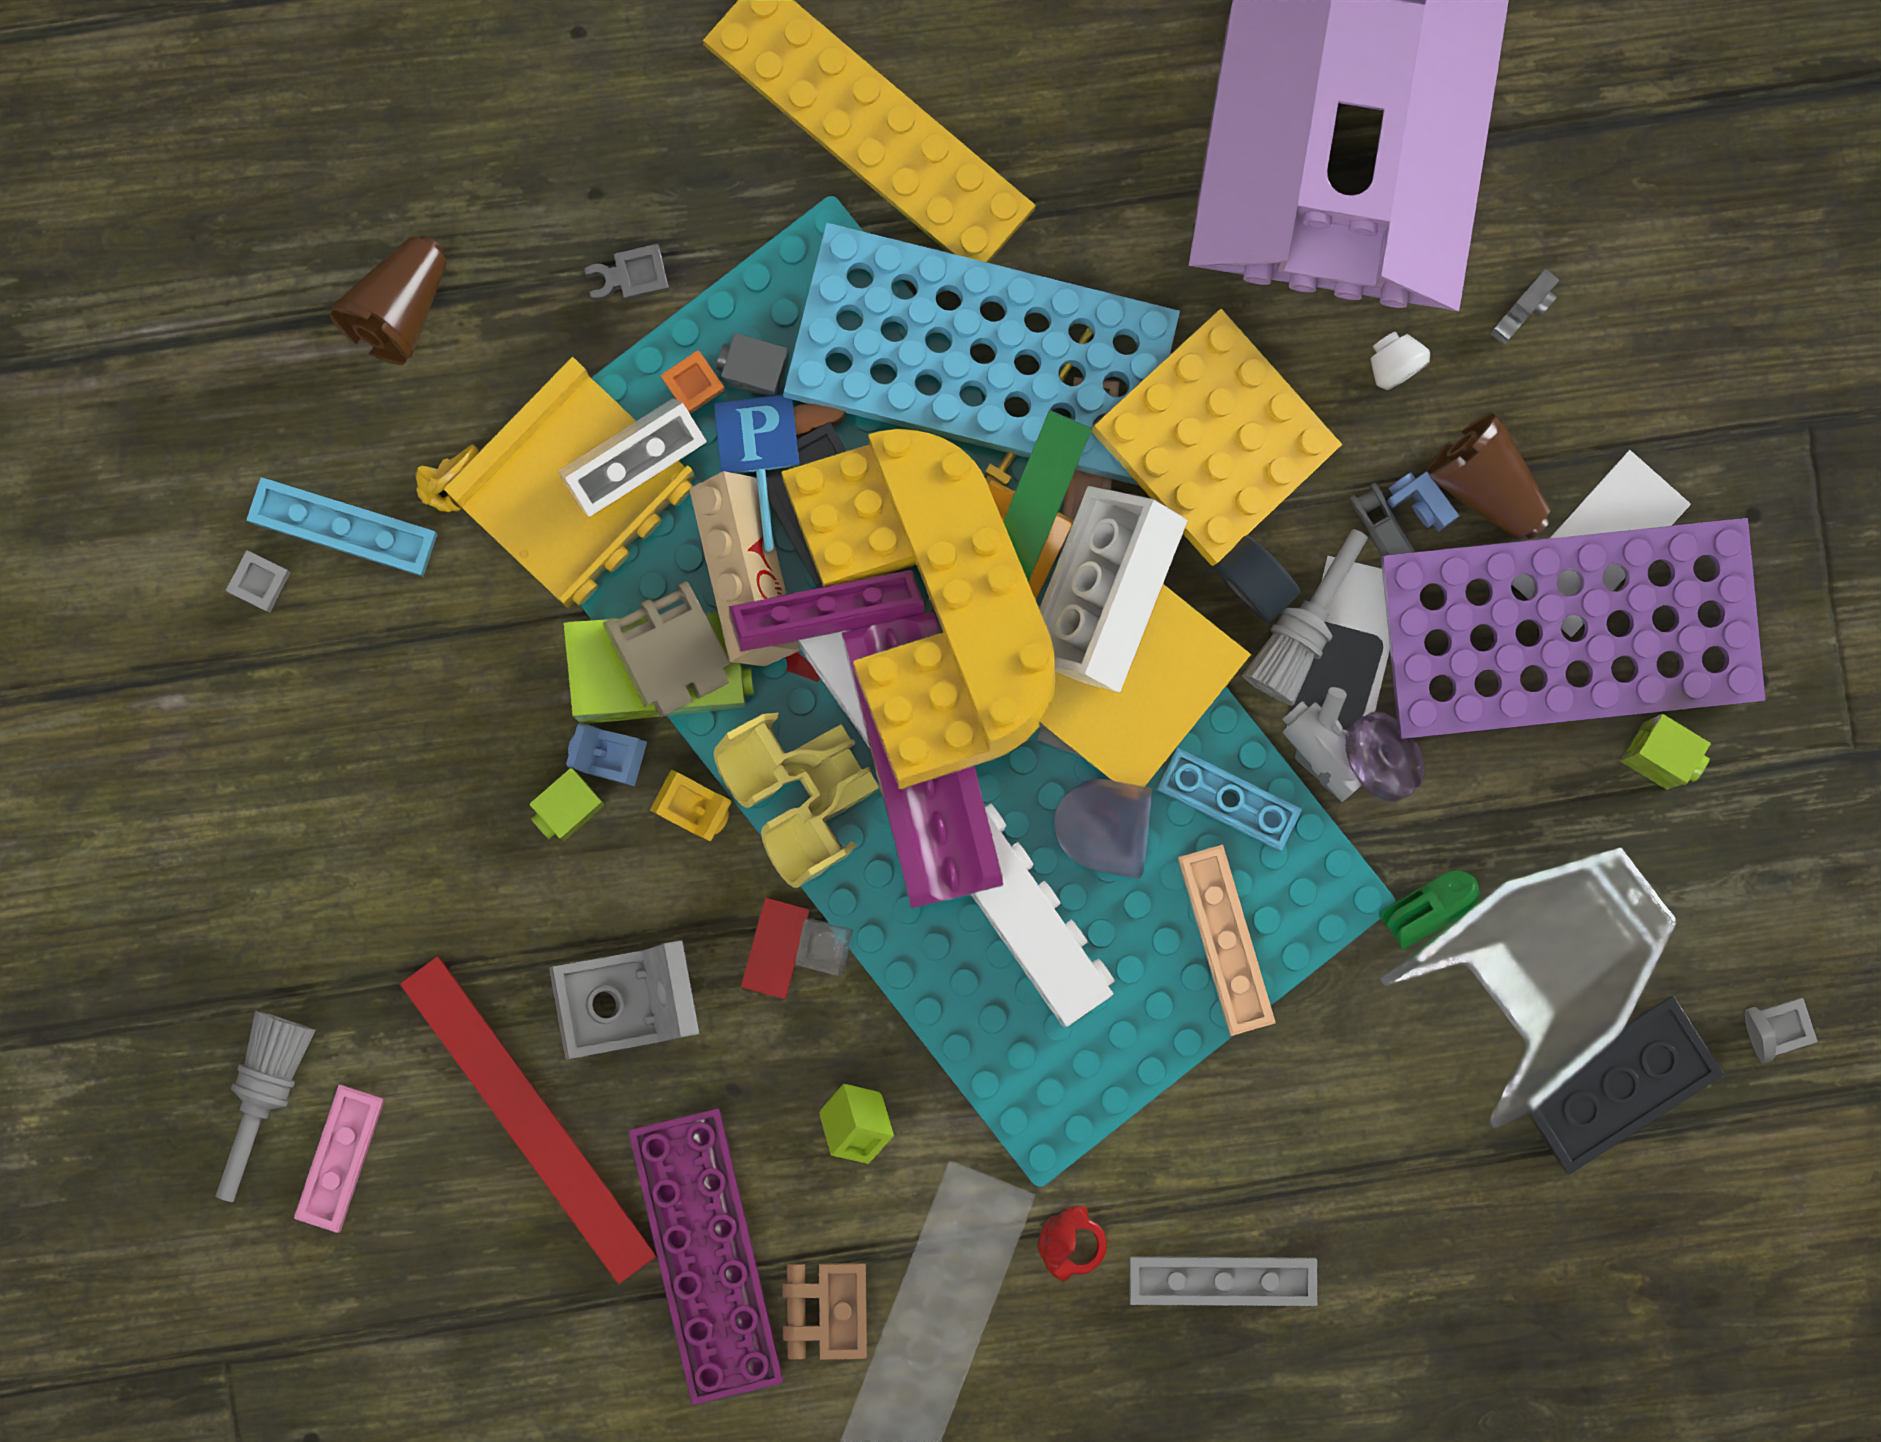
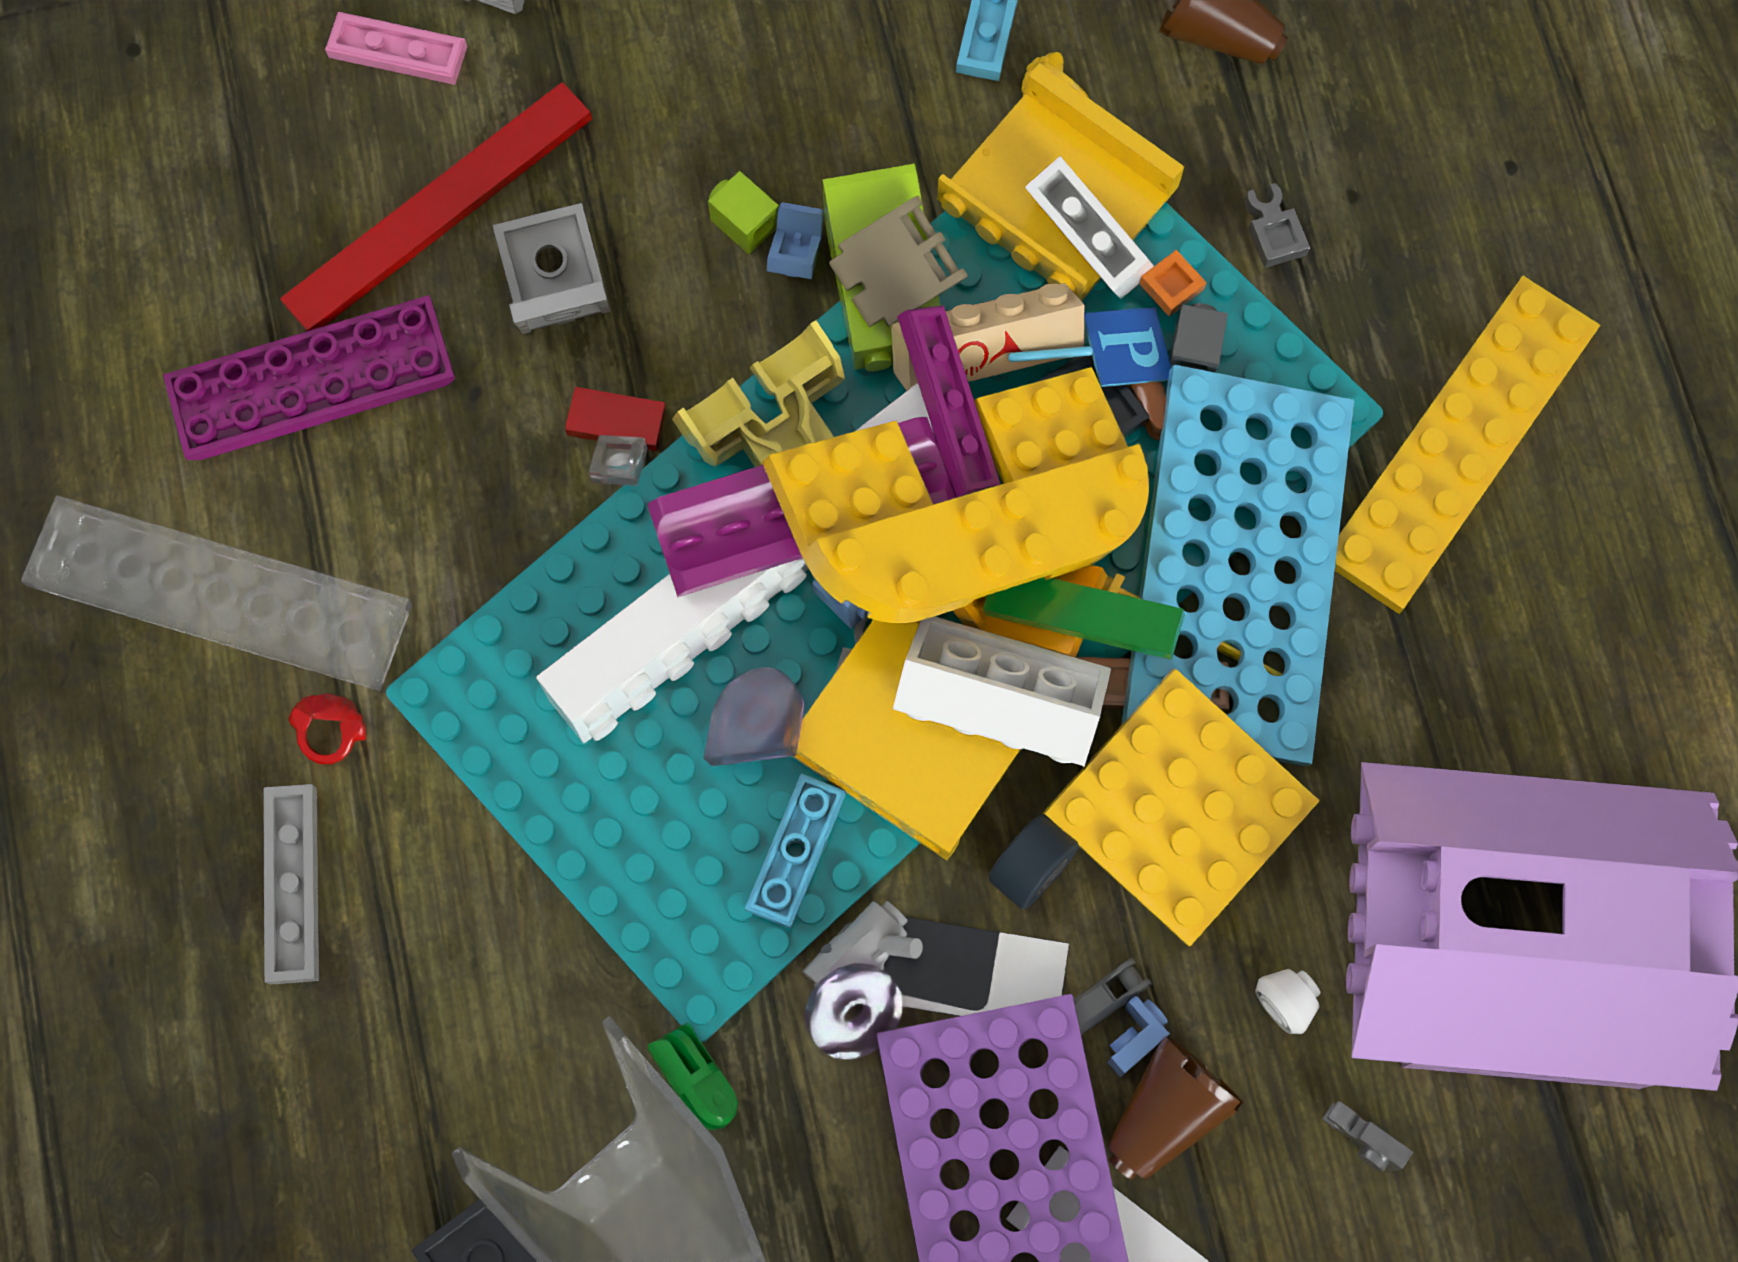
camera: 90 degrees right, 10 degrees down
(691, 806) = (751, 324): yellow bracket -> none
(841, 1311) = (255, 506): medium nougat plate -> none
(856, 1123) = (442, 505): lime panel -> none
(1226, 940) = (646, 859): light nougat tile -> none
(1301, 633) = (981, 914): light grey piece -> none

